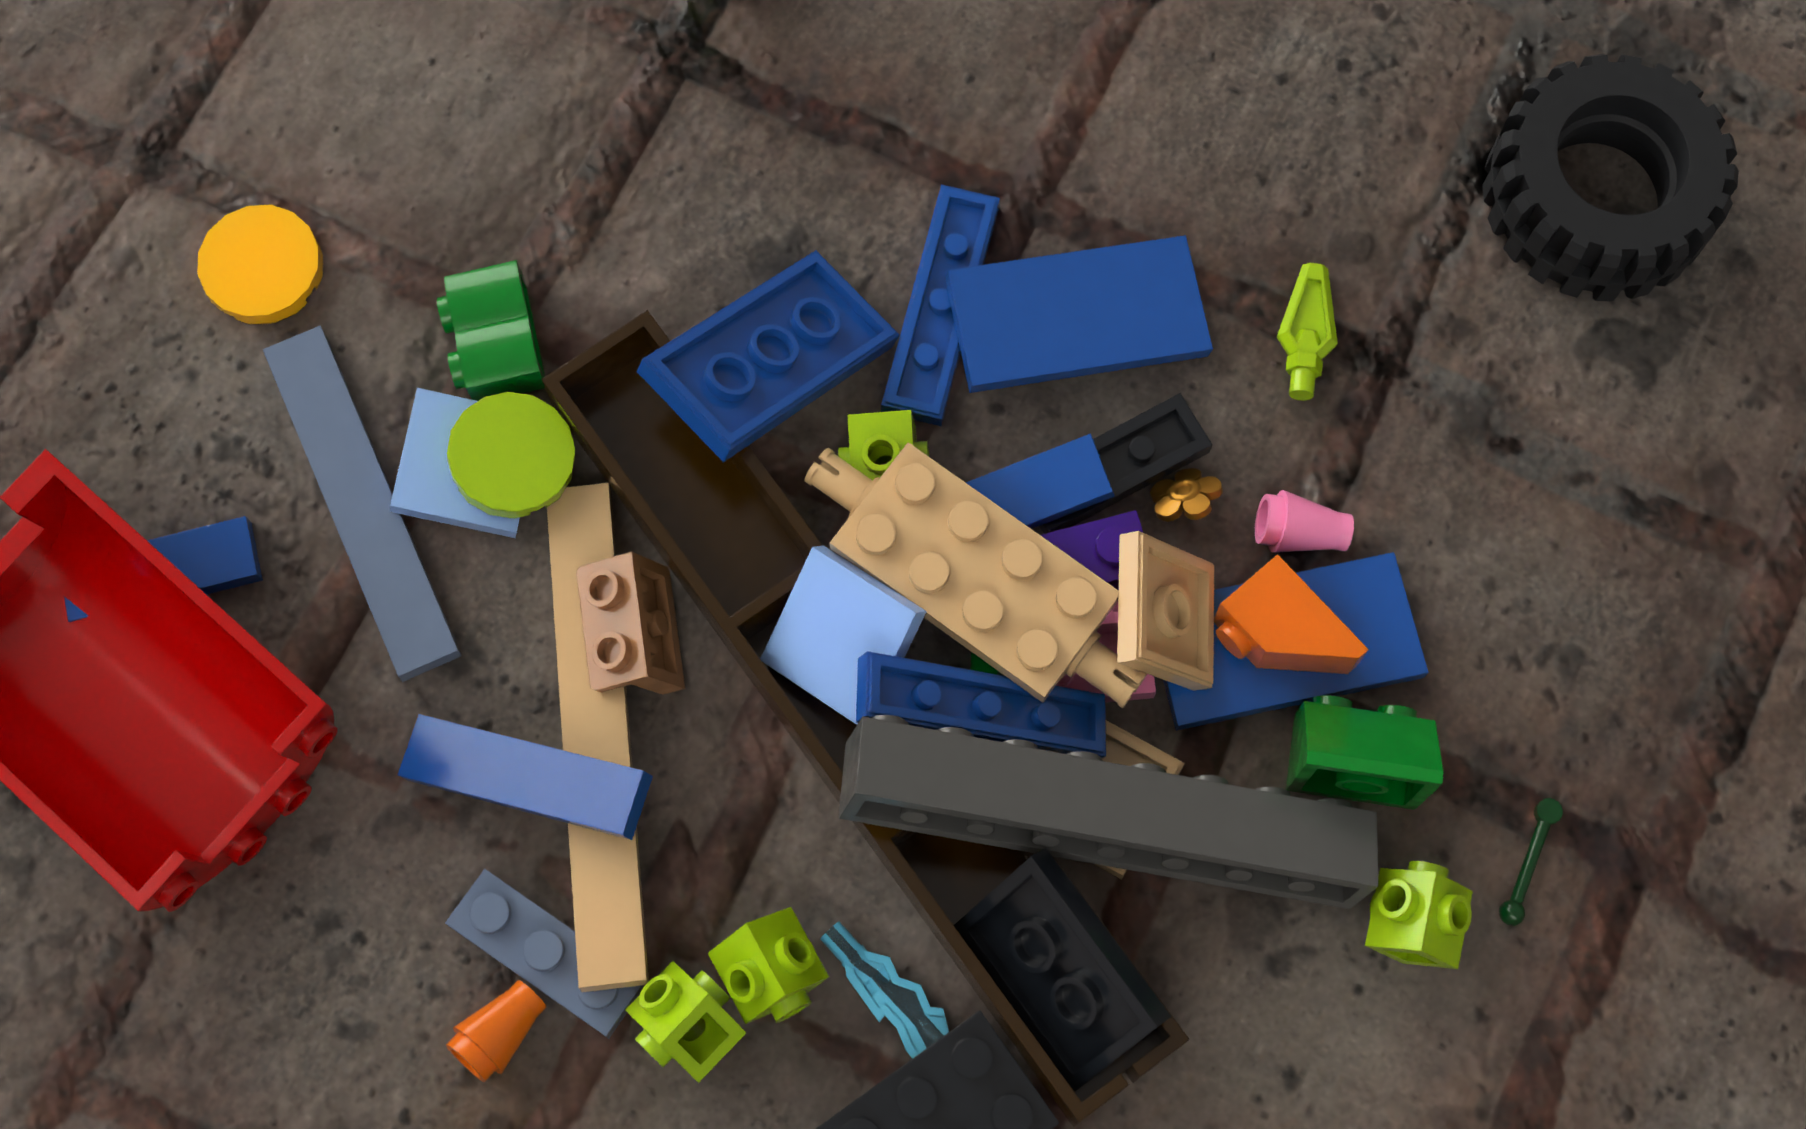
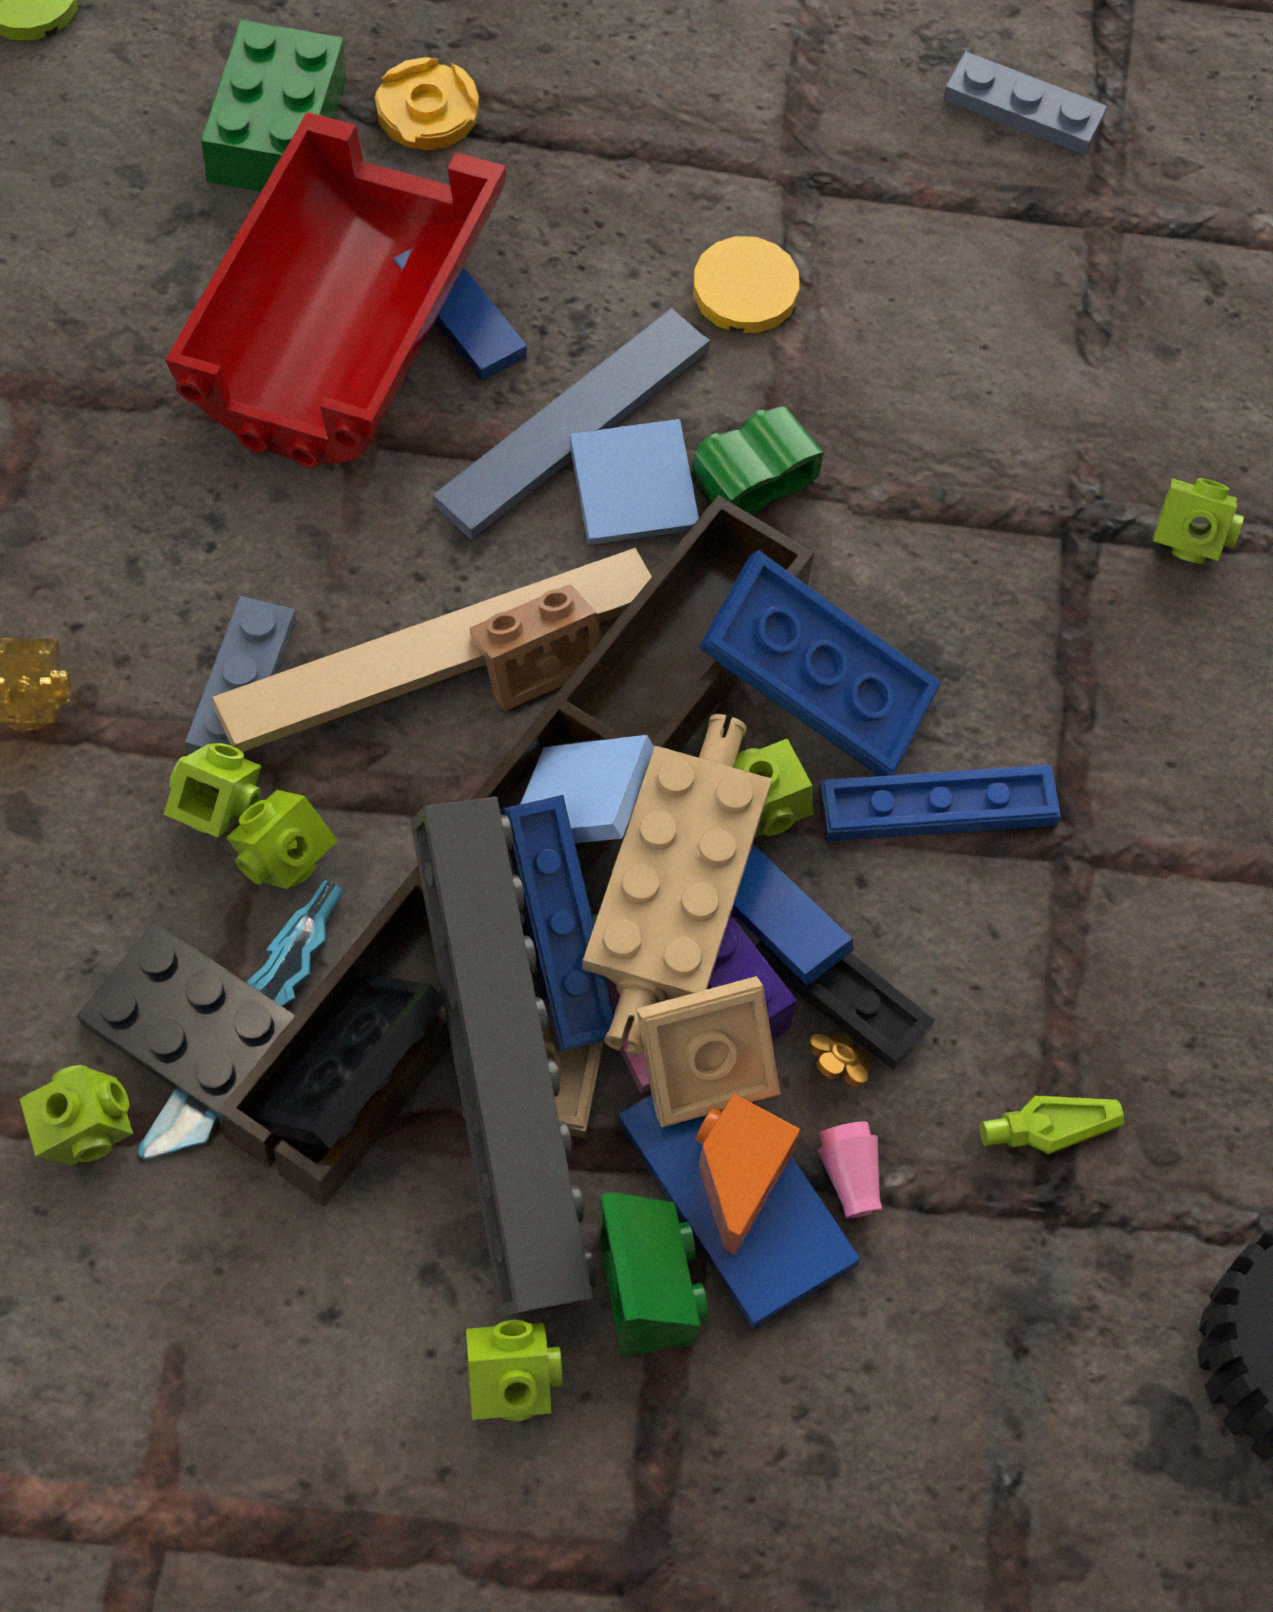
camera: 65 degrees right, 10 degrees down
(493, 1033) = (161, 660): orange cone -> none
(511, 454) = (648, 504): lime tile -> none
(526, 776) = (377, 606): tile -> none
(1078, 313) = (977, 914): blue tile -> none
(1547, 814) = (660, 1480): dark green hinge -> none

